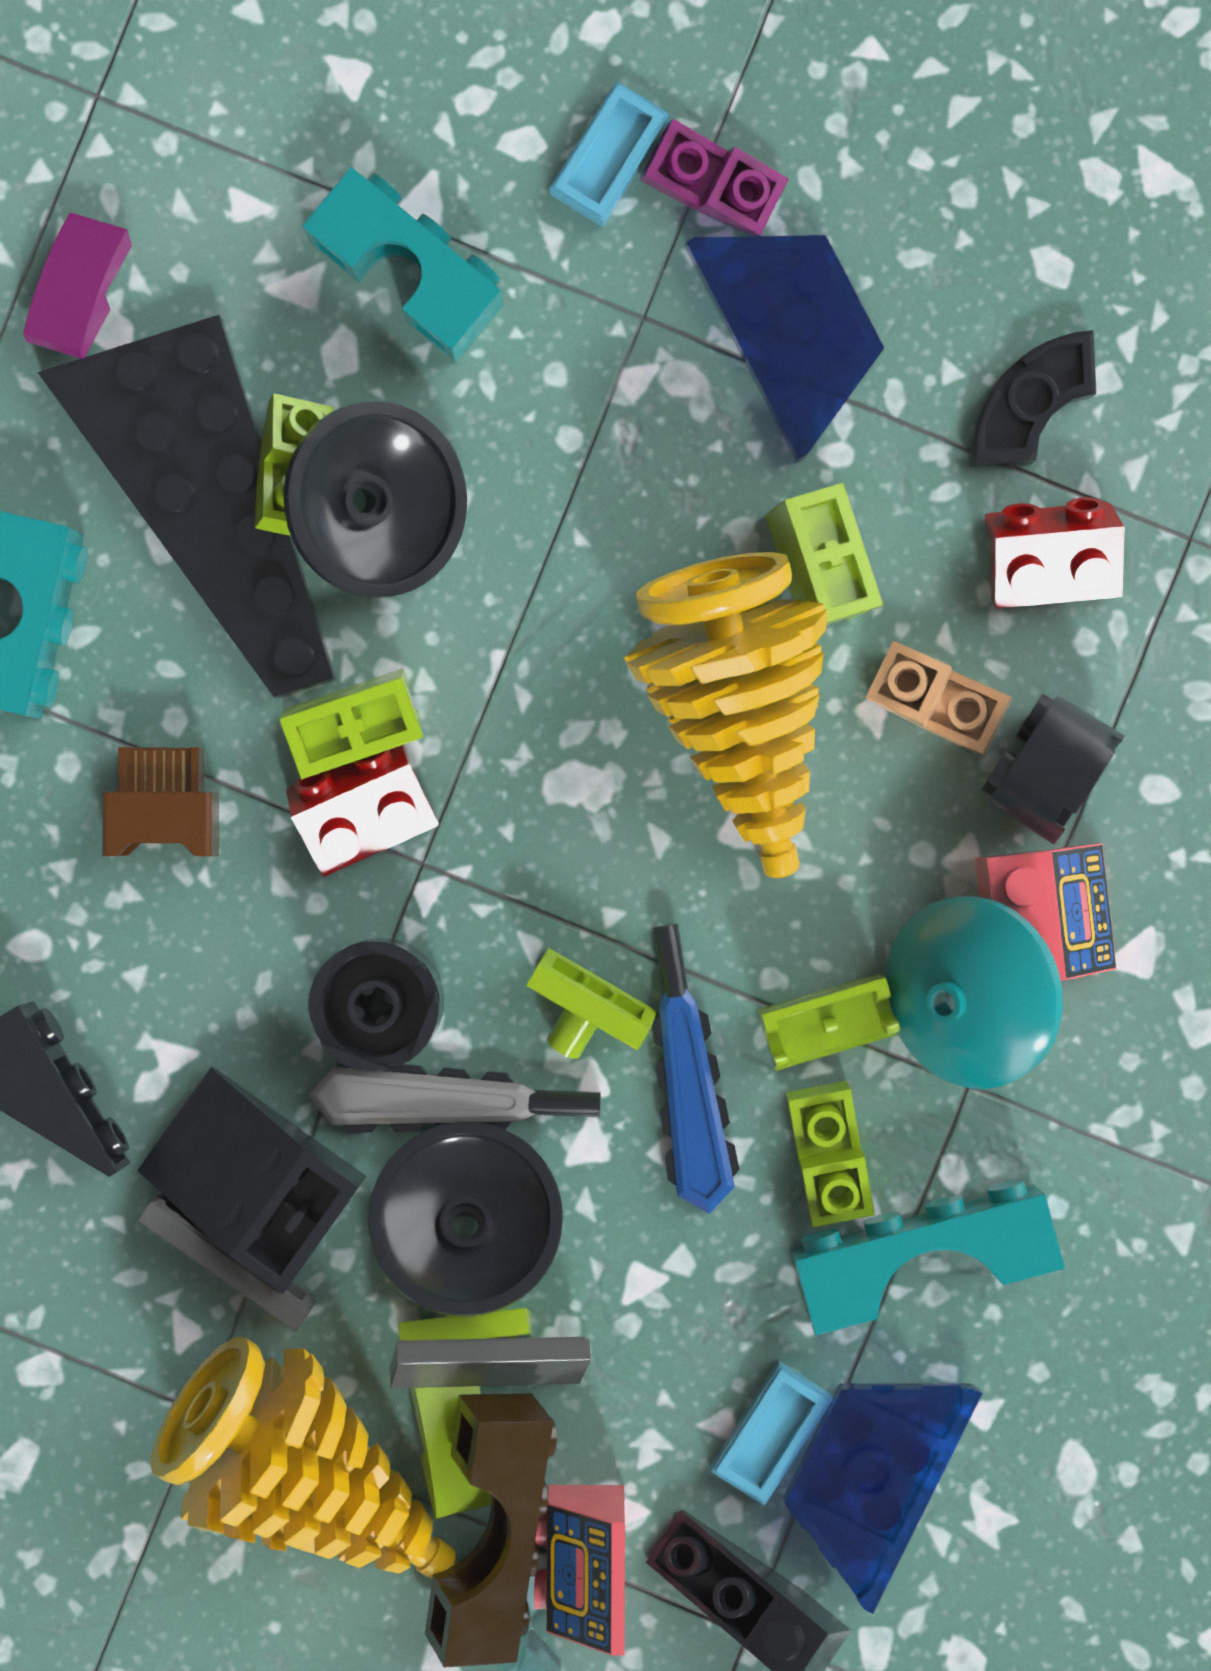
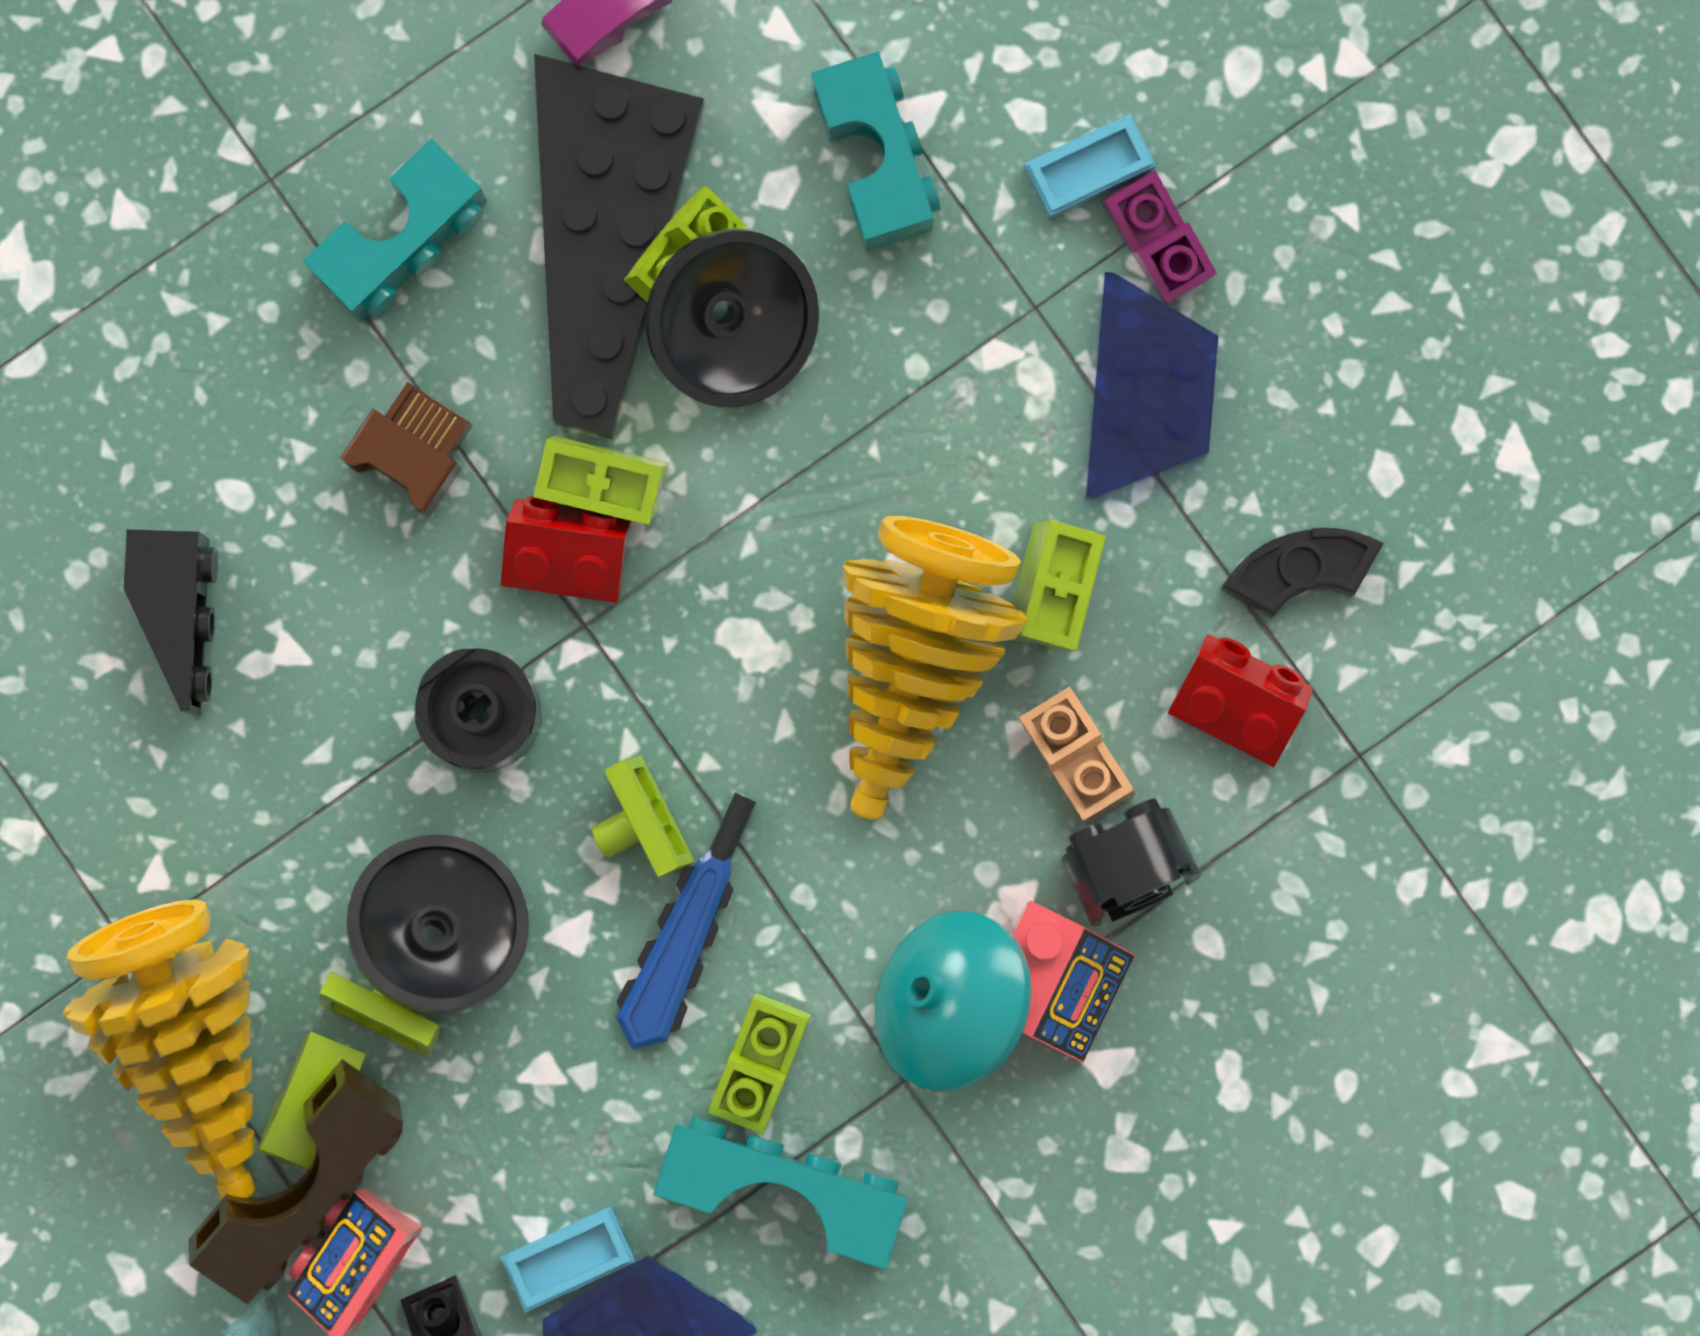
camera: 35 degrees right, 5 degrees down
(177, 1229) = (229, 839): dark grey tile -> none
(250, 1179) = (289, 786): black slope -> none
(411, 1098) = (454, 804): light grey sword -> none
(489, 1362) = (382, 1051): dark grey tile -> none
(828, 1021) = (824, 956): lime hinge -> none

